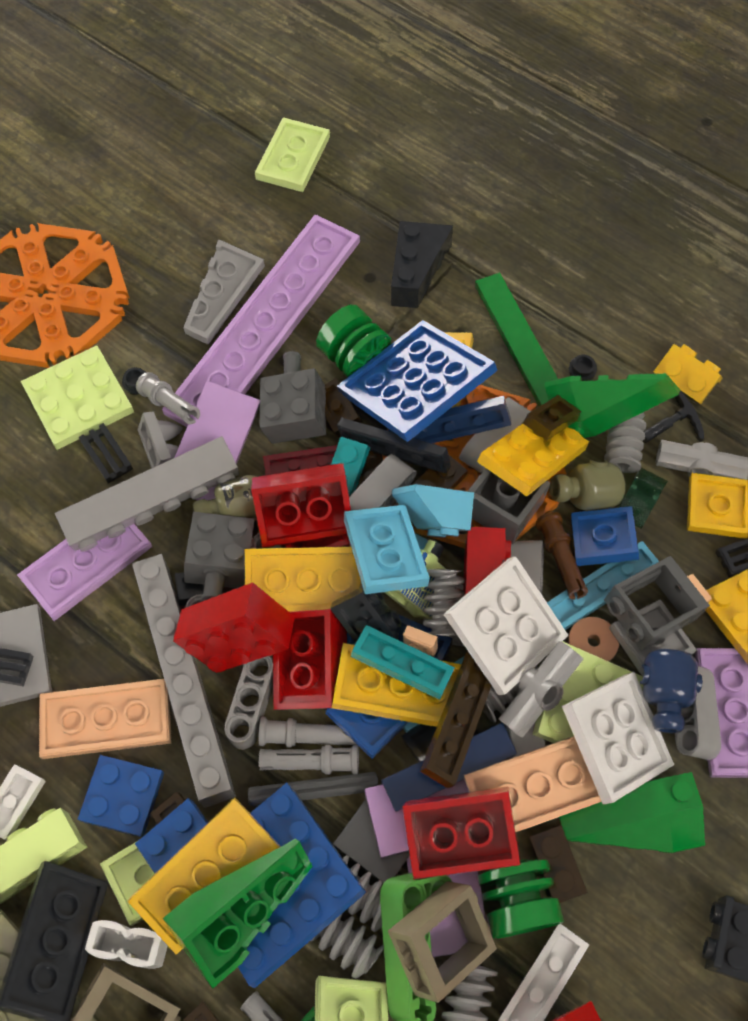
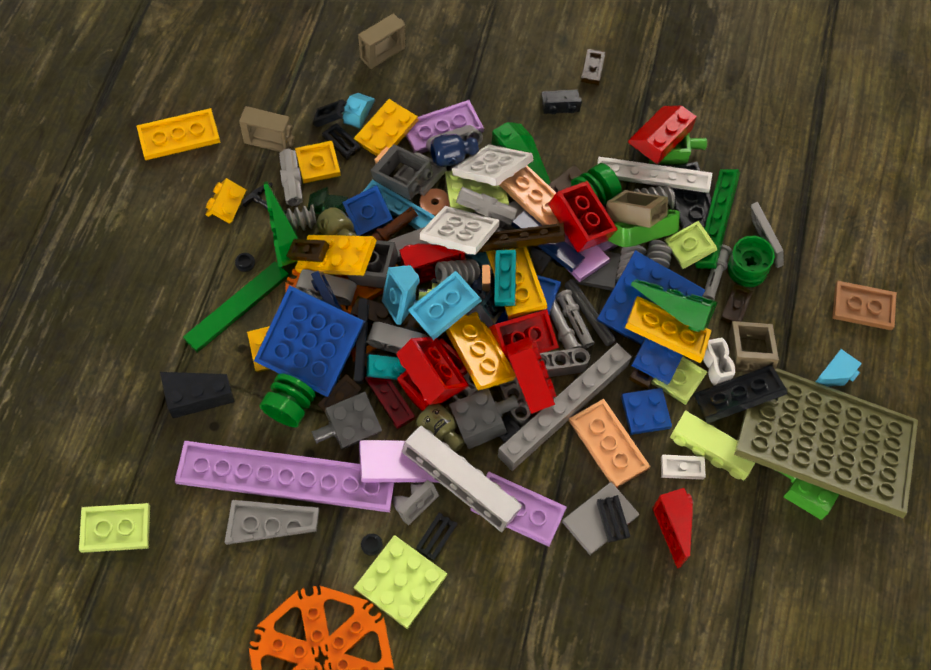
camera: 120 degrees left, 0 degrees up
(161, 394) = (379, 513): light grey pin -> none

